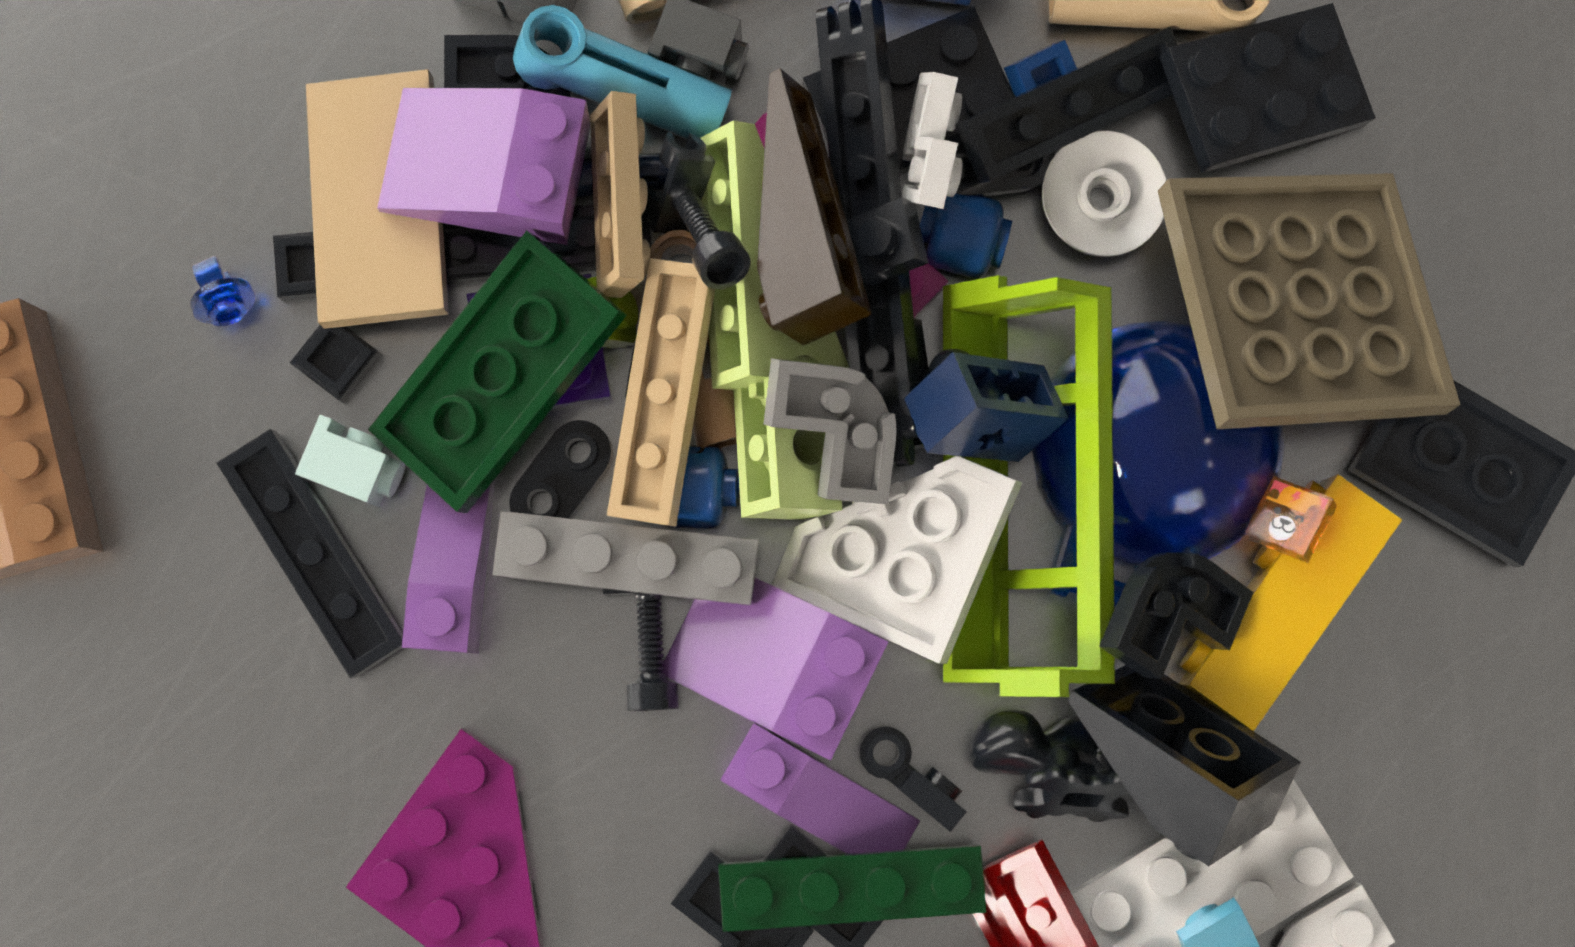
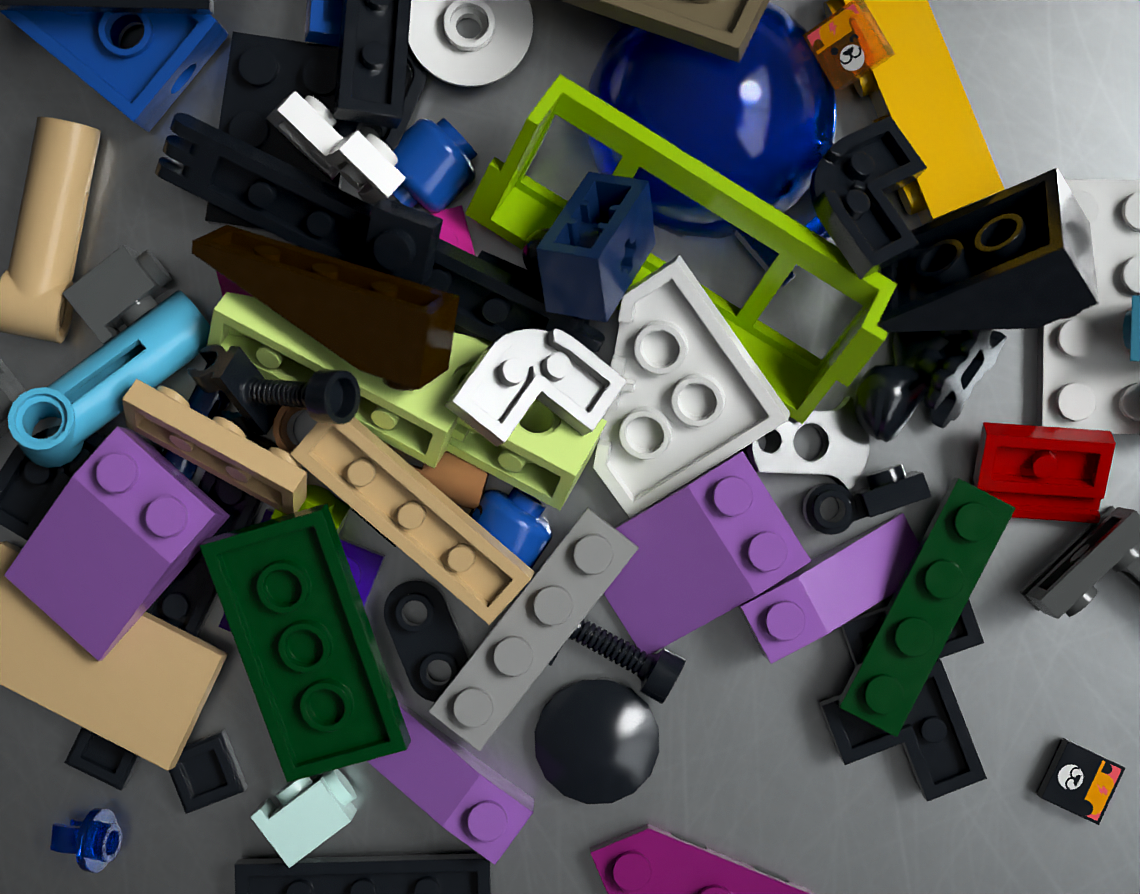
camera: 70 degrees left, 5 degrees up
(561, 675) = (596, 741): none -> black dish
(935, 736) = (842, 452): none -> piece

